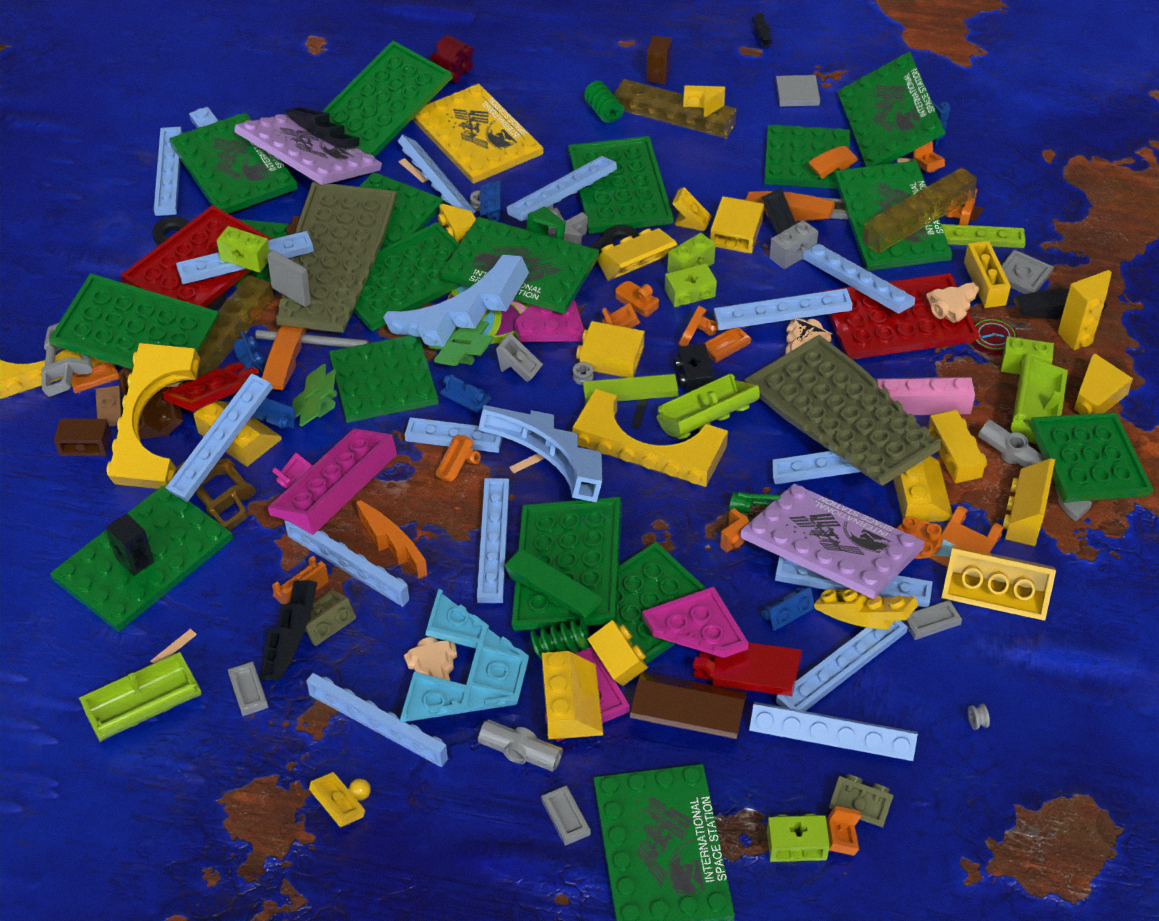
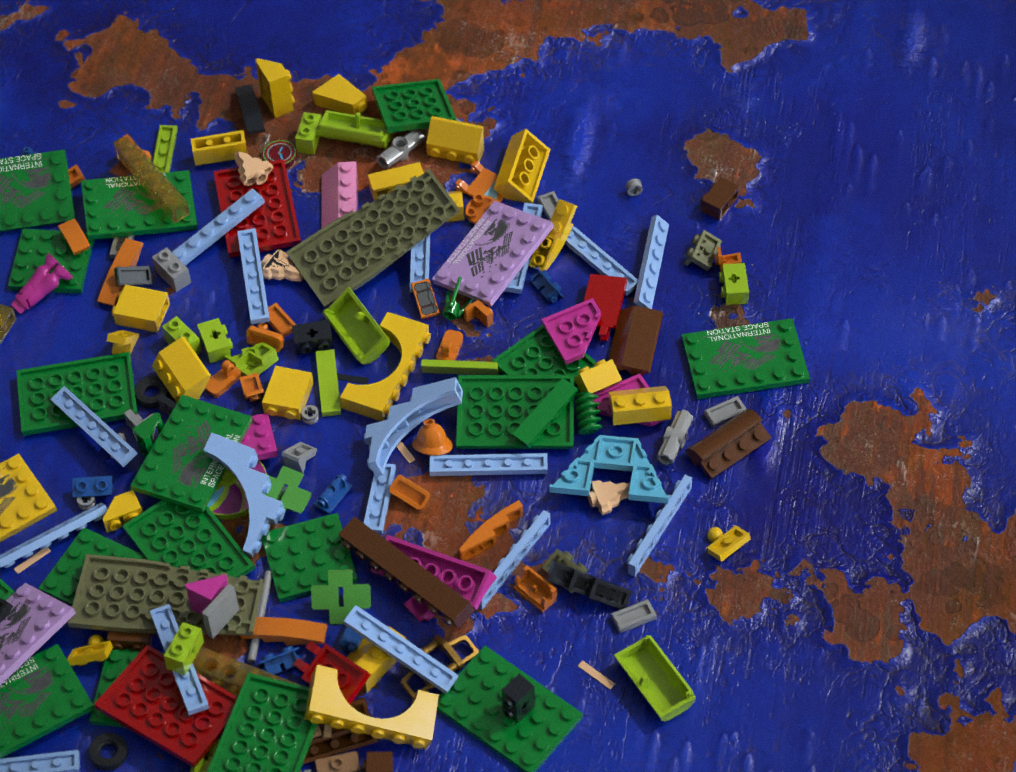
camera: 90 degrees left, 5 degrees up
(284, 208) = (95, 651): none -> yellow plate
(307, 257) = (204, 592): none -> dark pink slope
(326, 446) = (406, 572): none -> reddish brown brick
(505, 811) = (729, 443): none -> reddish brown brick
(531, 482) = (432, 439): none -> orange hat
(645, 507) = (459, 367): none -> lime tile
(664, 322) = (254, 359): none -> lime slope
(682, 503) = (450, 345): none -> orange piece
(757, 474) = (425, 298): none -> tile
(768, 143) = (40, 284): none -> dark pink piece
(967, 829) = (719, 198): none -> reddish brown brick
(1026, 272) = (209, 125): light grey tile -> none

